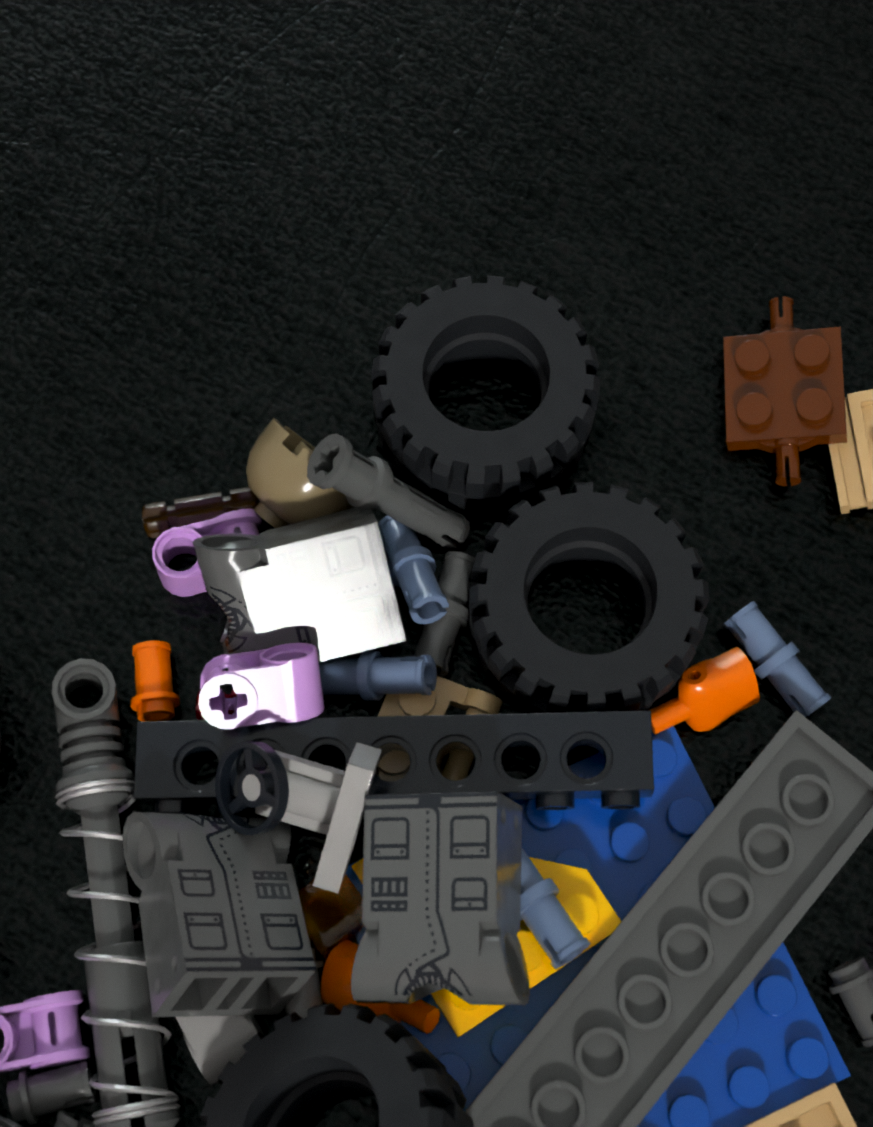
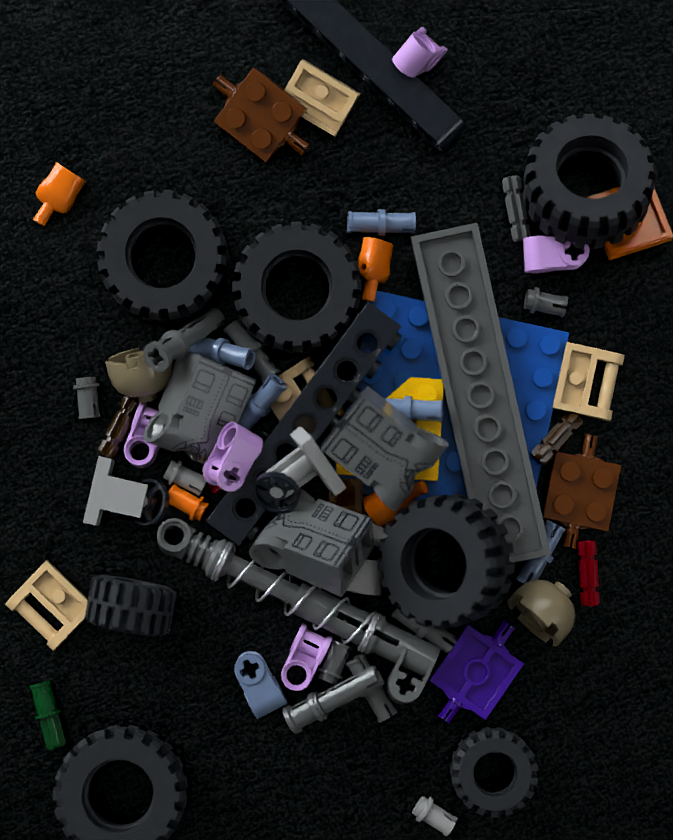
camera: 55 degrees left, 15 degrees up
(95, 580) = (123, 496): none -> light grey piece
(188, 650) = (185, 477): none -> light grey pin
(211, 440) = (87, 397): none -> dark grey pin
(464, 215) = (57, 193): none -> orange piece

